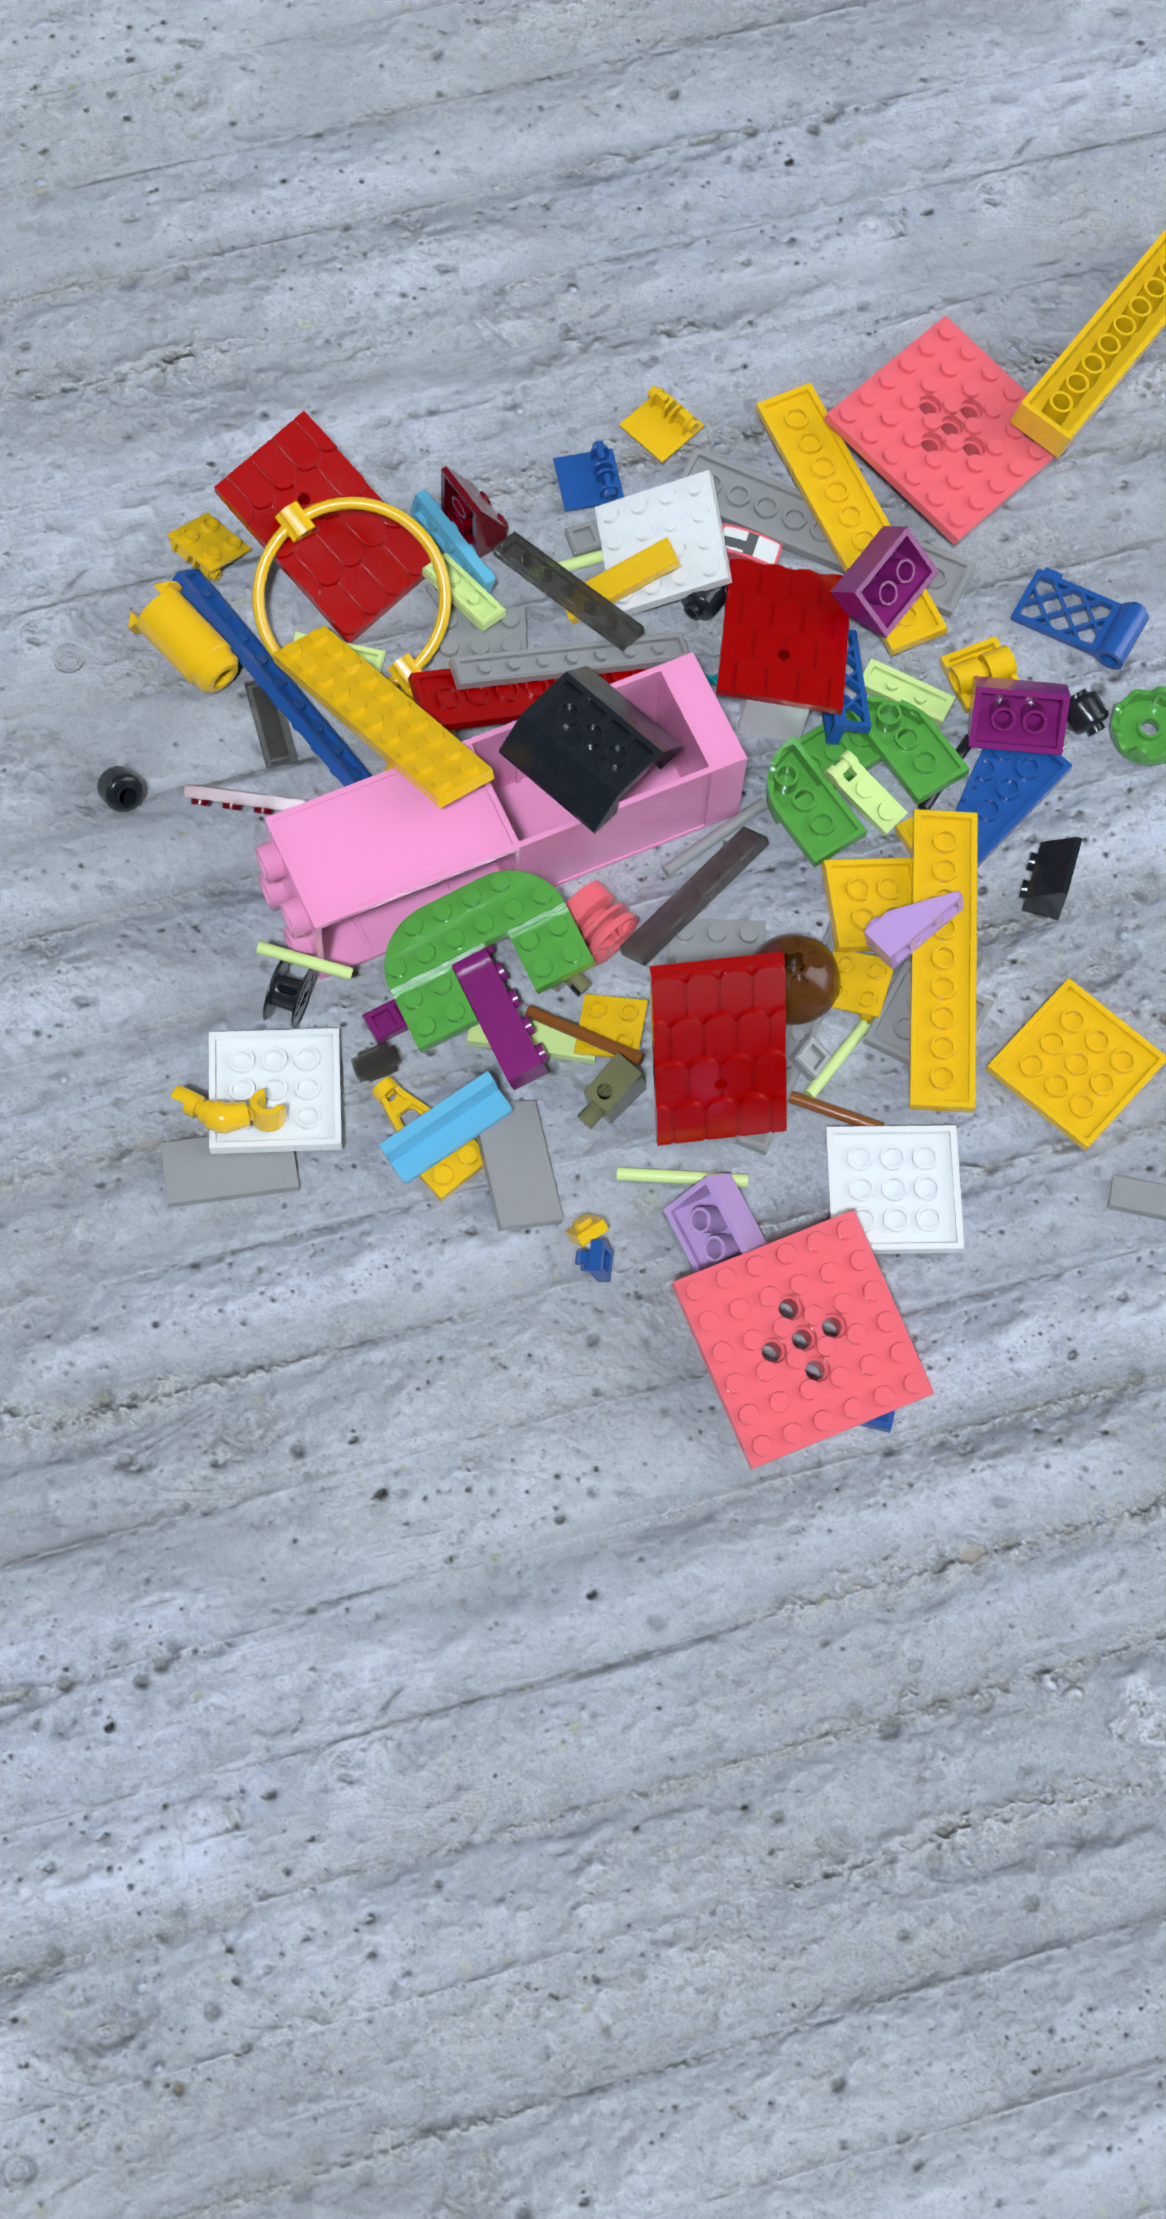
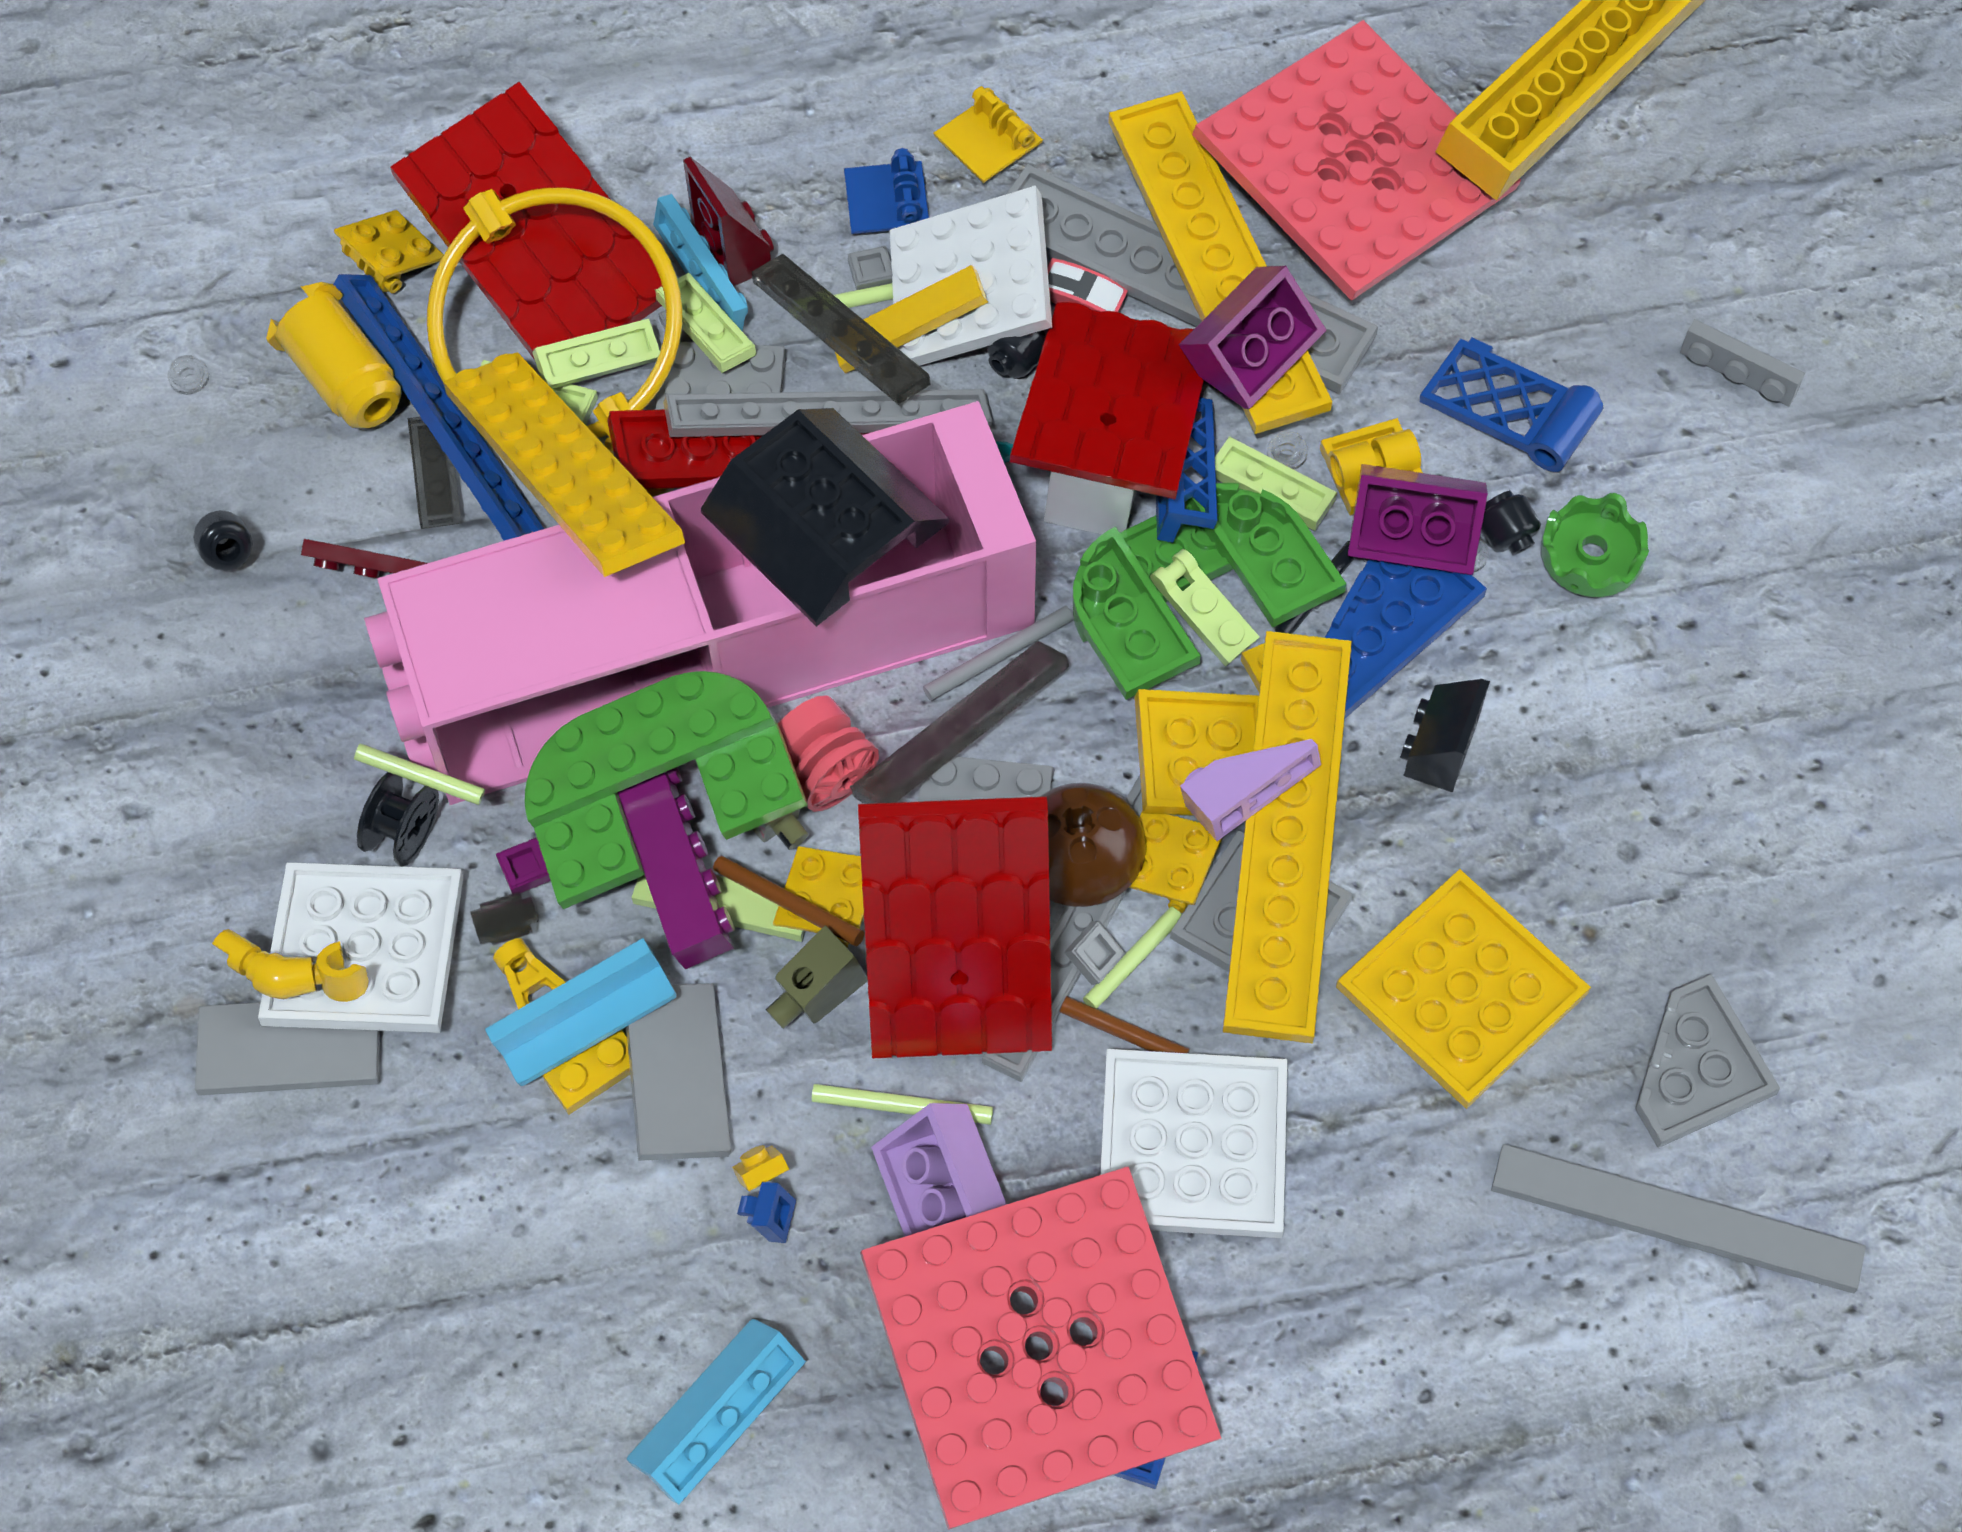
camera: 10 degrees right, 5 degrees down
(384, 622) = (597, 354): none -> yellowish green plate
(576, 1400) = (716, 1409): none -> medium azure panel

